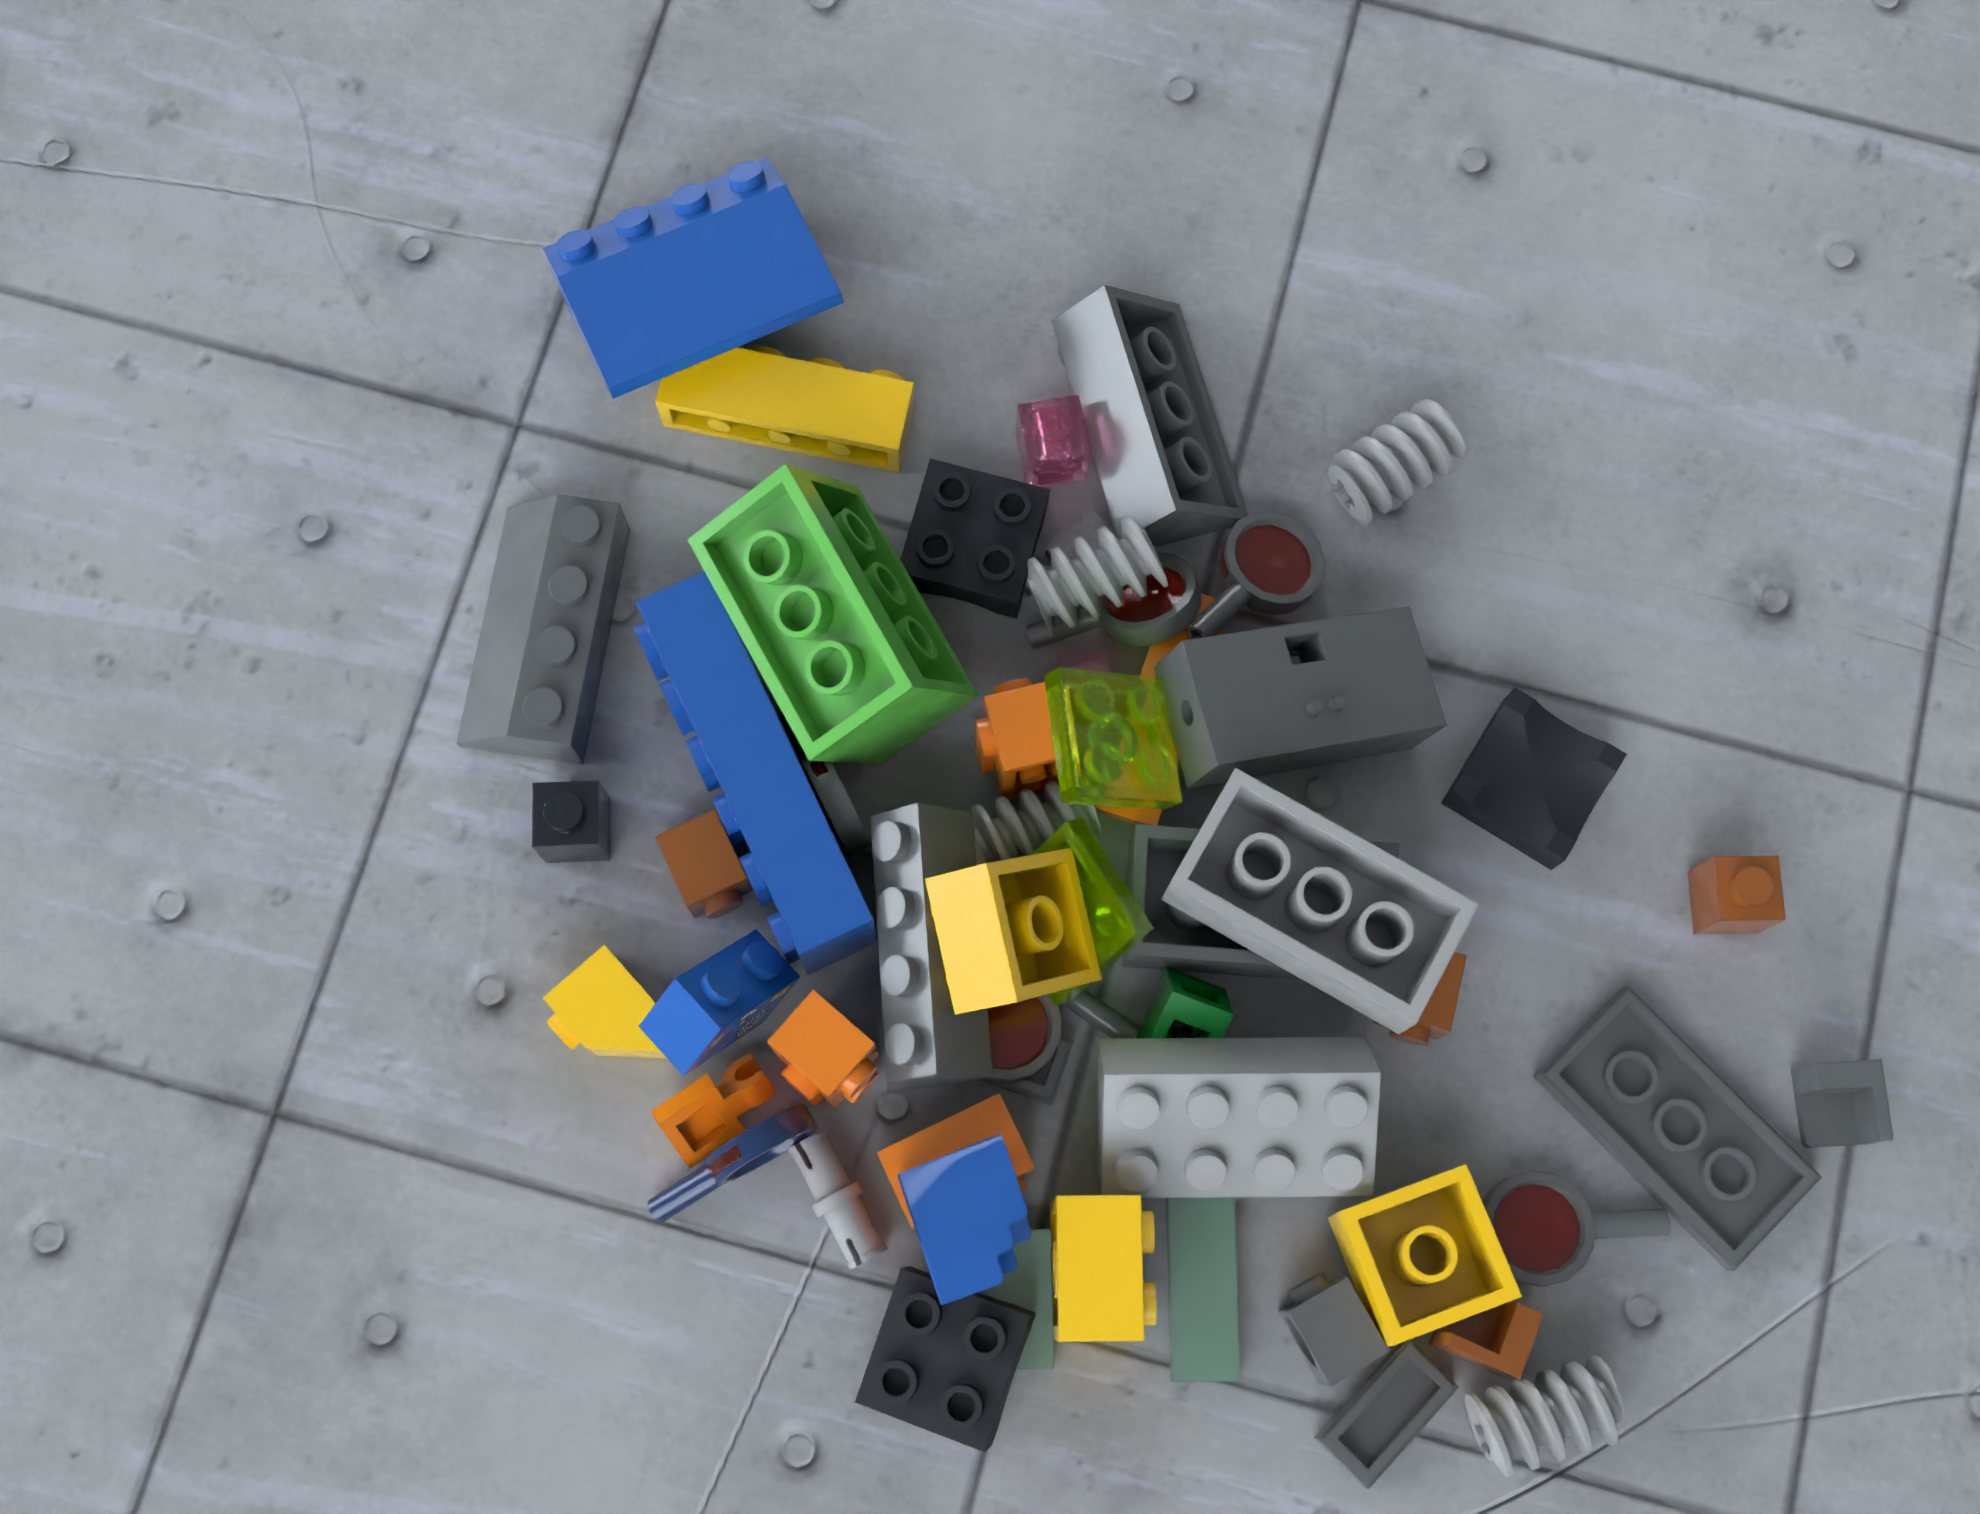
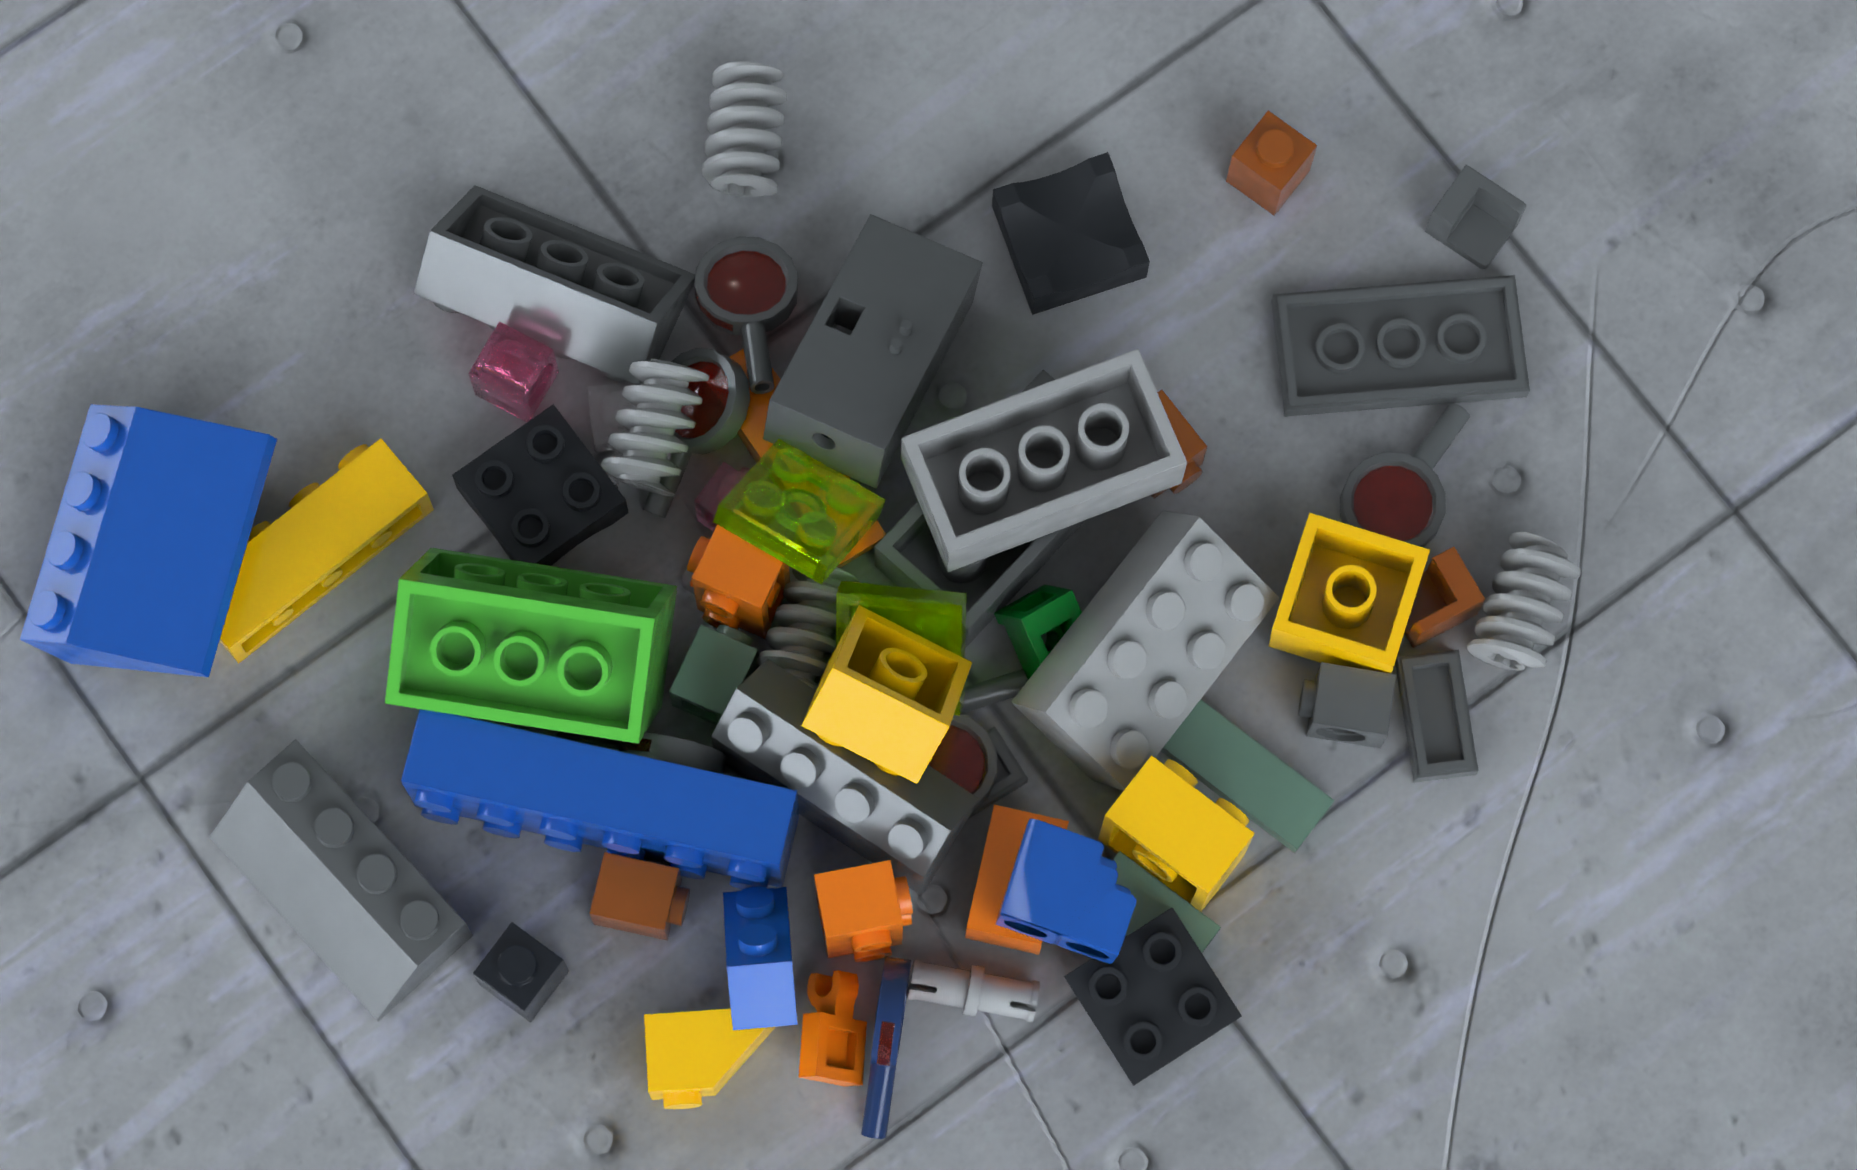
camera: 50 degrees left, 0 degrees up
(937, 776) = (713, 671): none -> sand green brick

